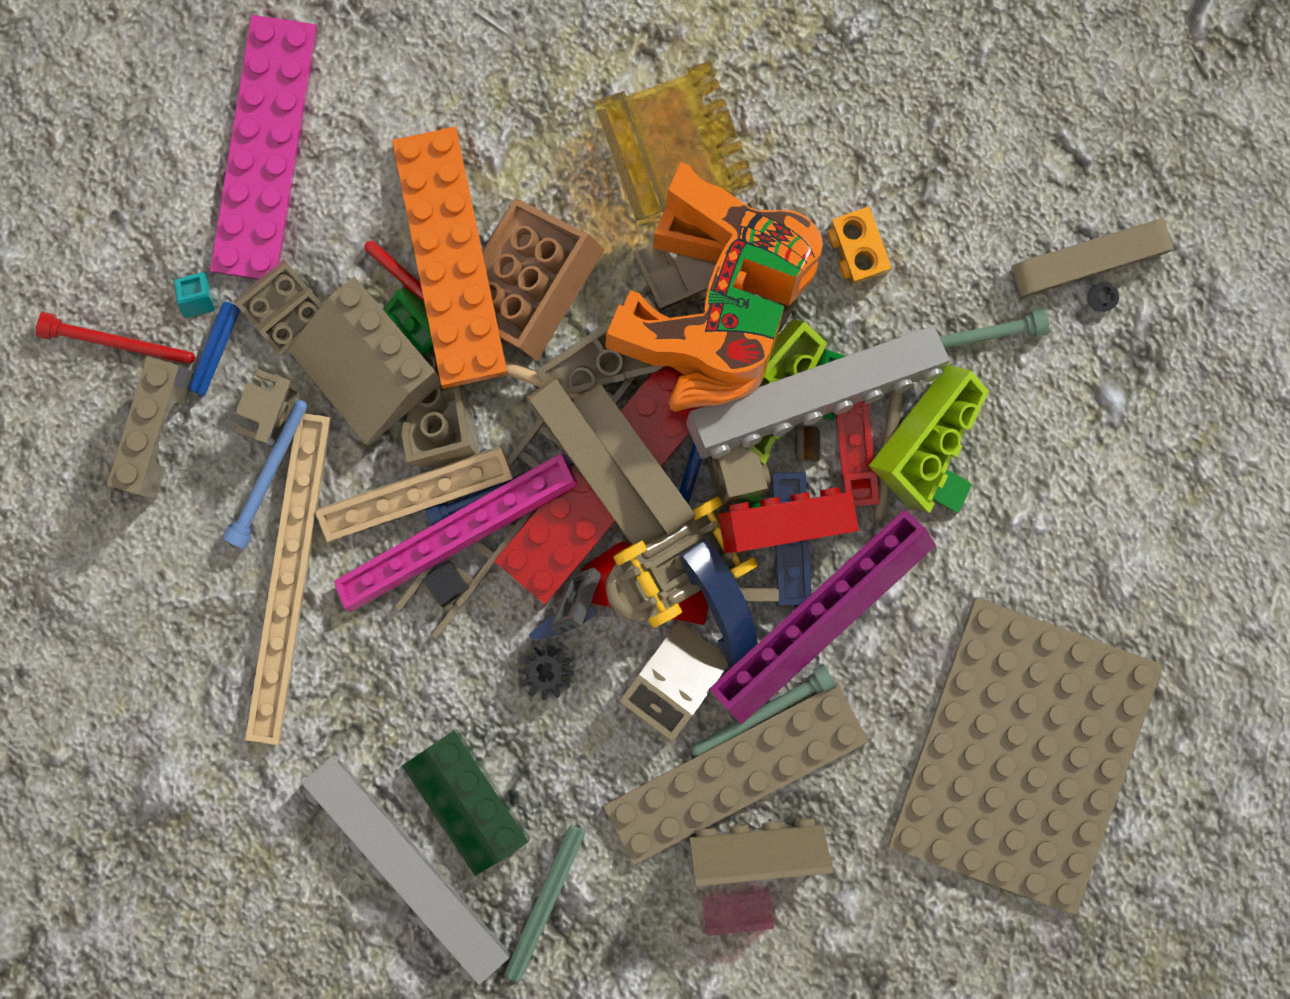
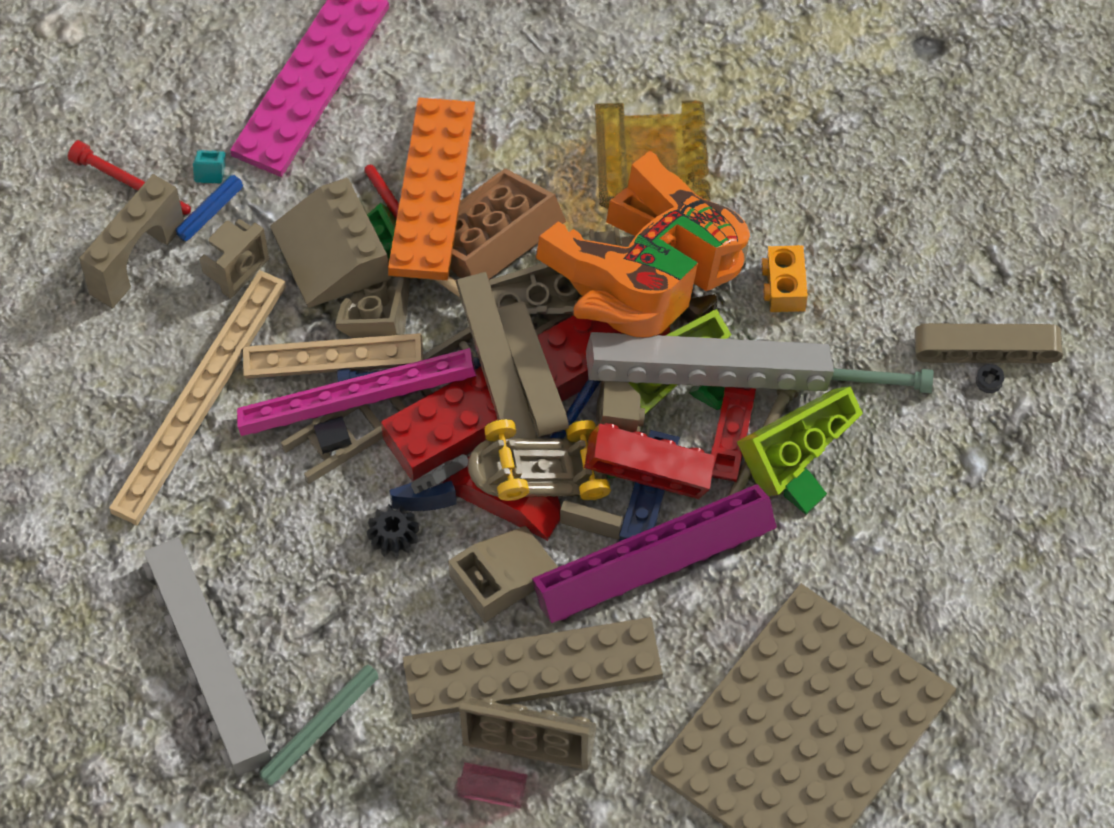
camera: 25 degrees right, 25 degrees down
(239, 531) = (172, 347): medium blue piece -> none
(279, 306) = (275, 189): dark tan slope -> none
(466, 802) = (281, 616): dark green slope -> none
(724, 599) = (570, 505): dark blue slope -> none
(807, 444) = (689, 418): dark brown slope -> none
(818, 682) = (634, 610): sand green piece -> none

